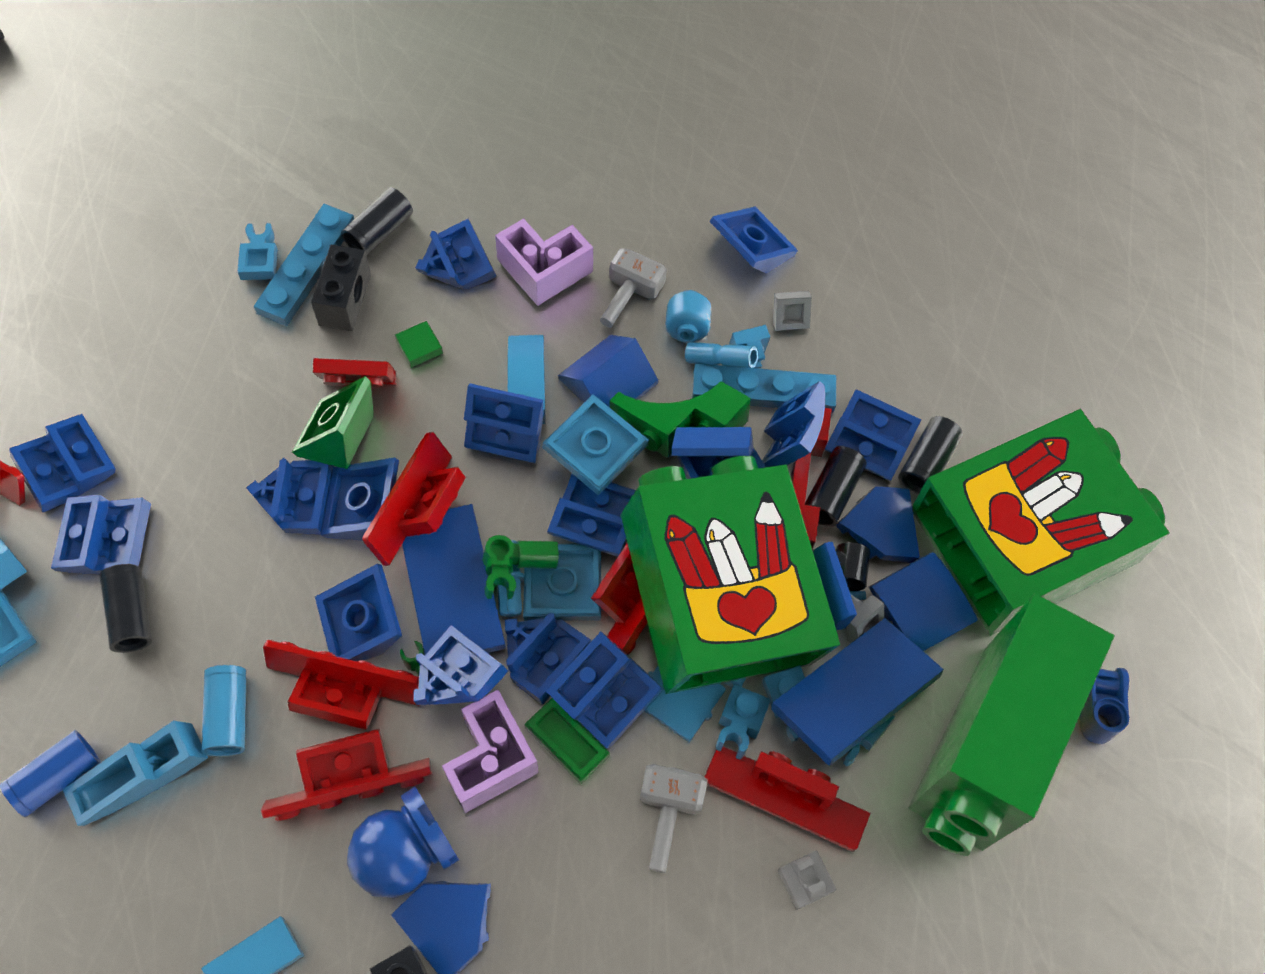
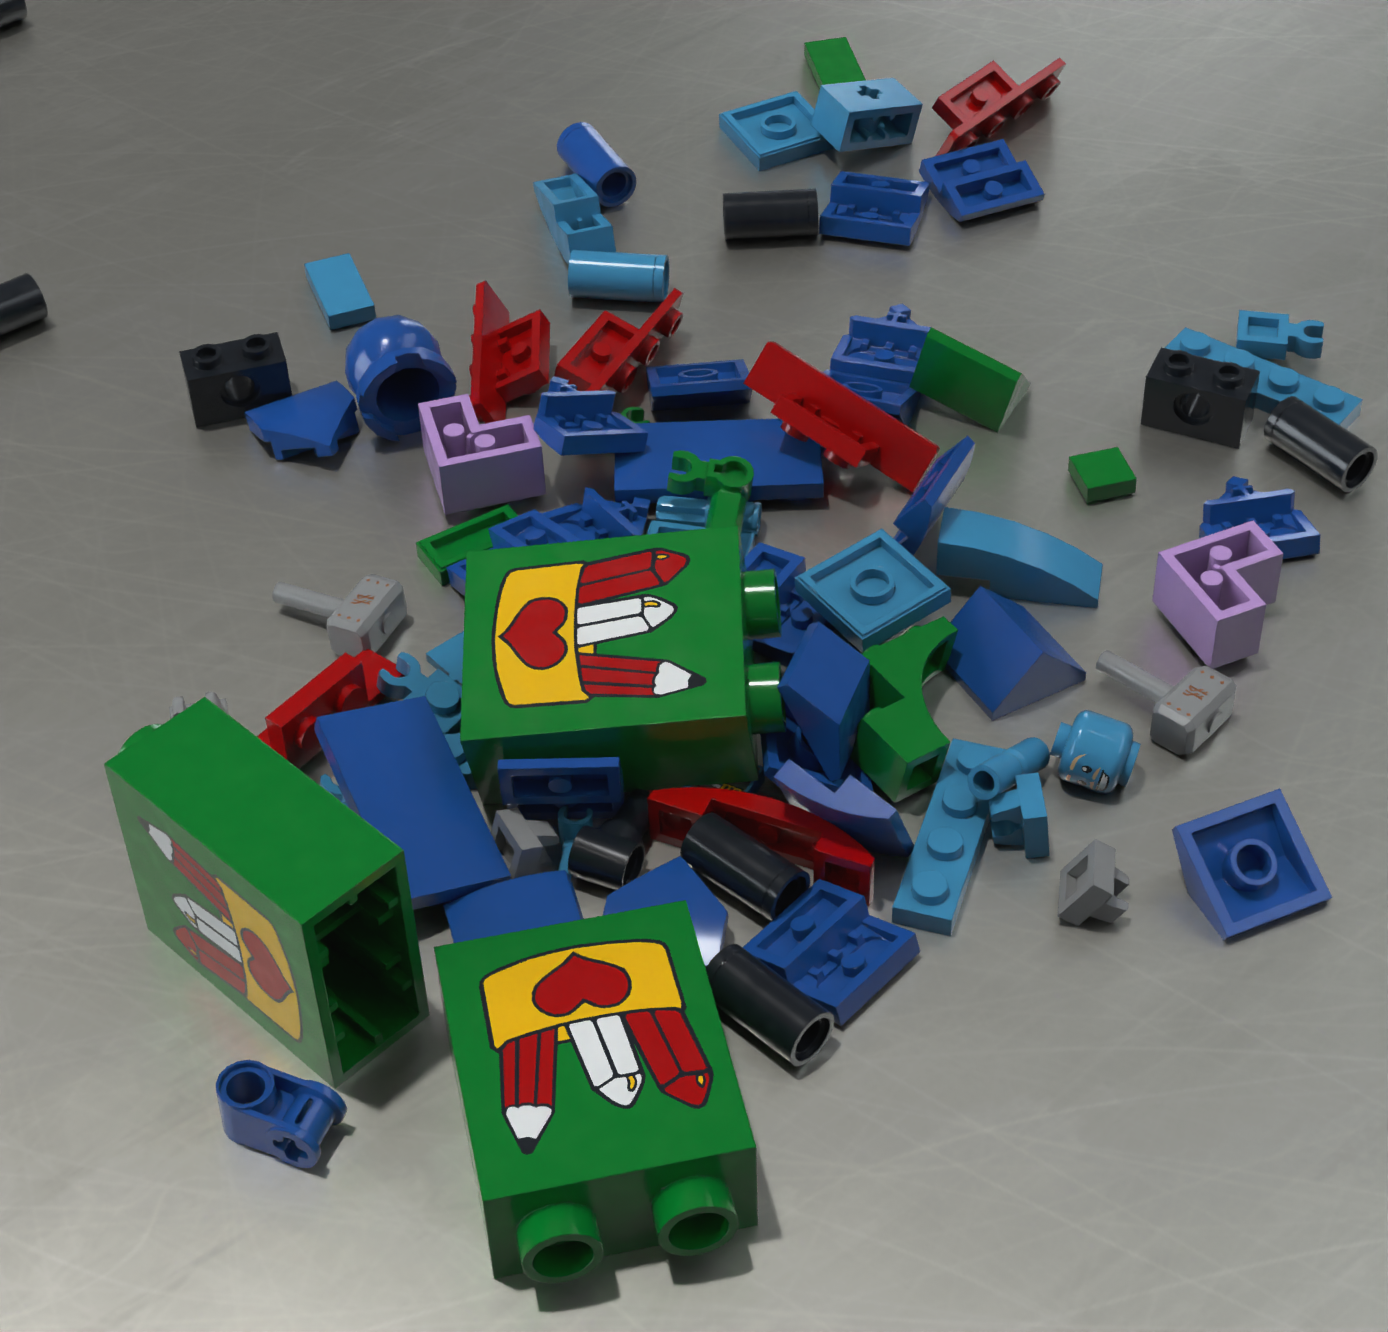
camera: 110 degrees right, 20 degrees down
(341, 371) = (1048, 394): red plate -> none

